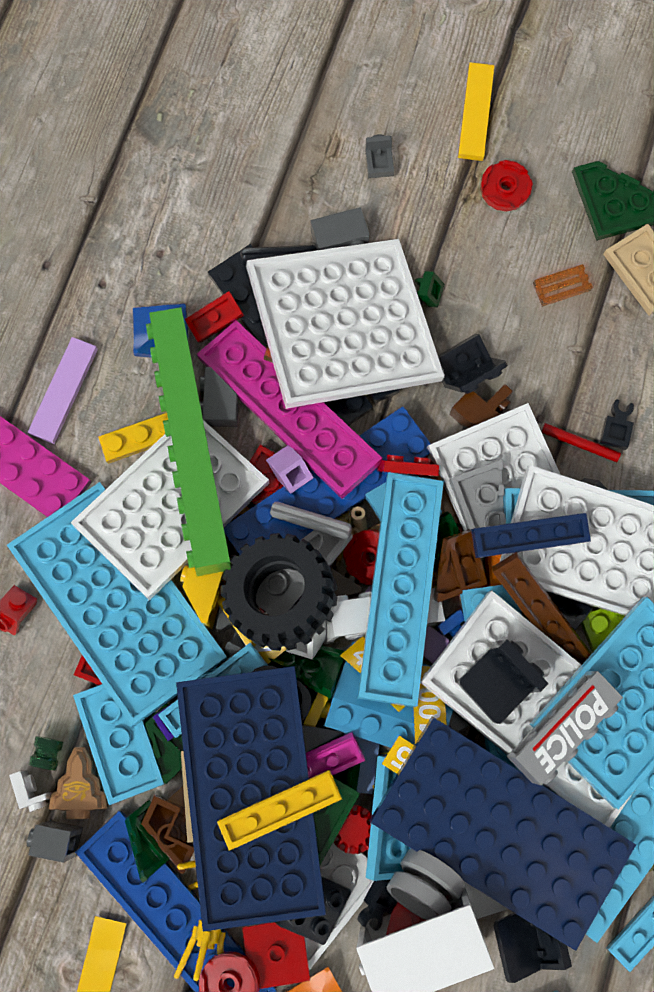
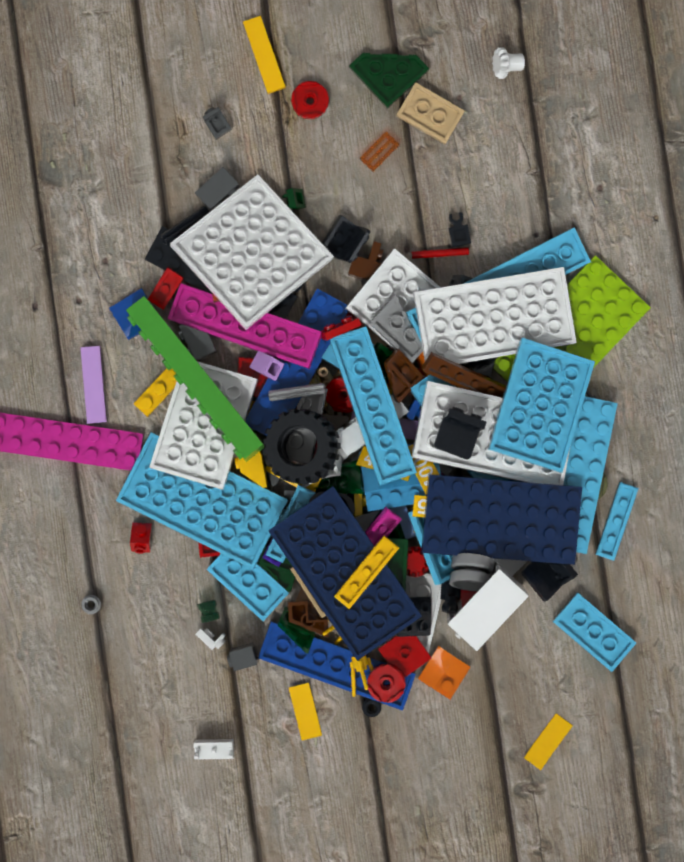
camera: 30 degrees left, 10 degrees up
(79, 788) = (239, 621): medium nougat rock -> none
(530, 535) = (435, 336): dark blue plate -> none
(565, 727) = (508, 441): light grey brick -> none

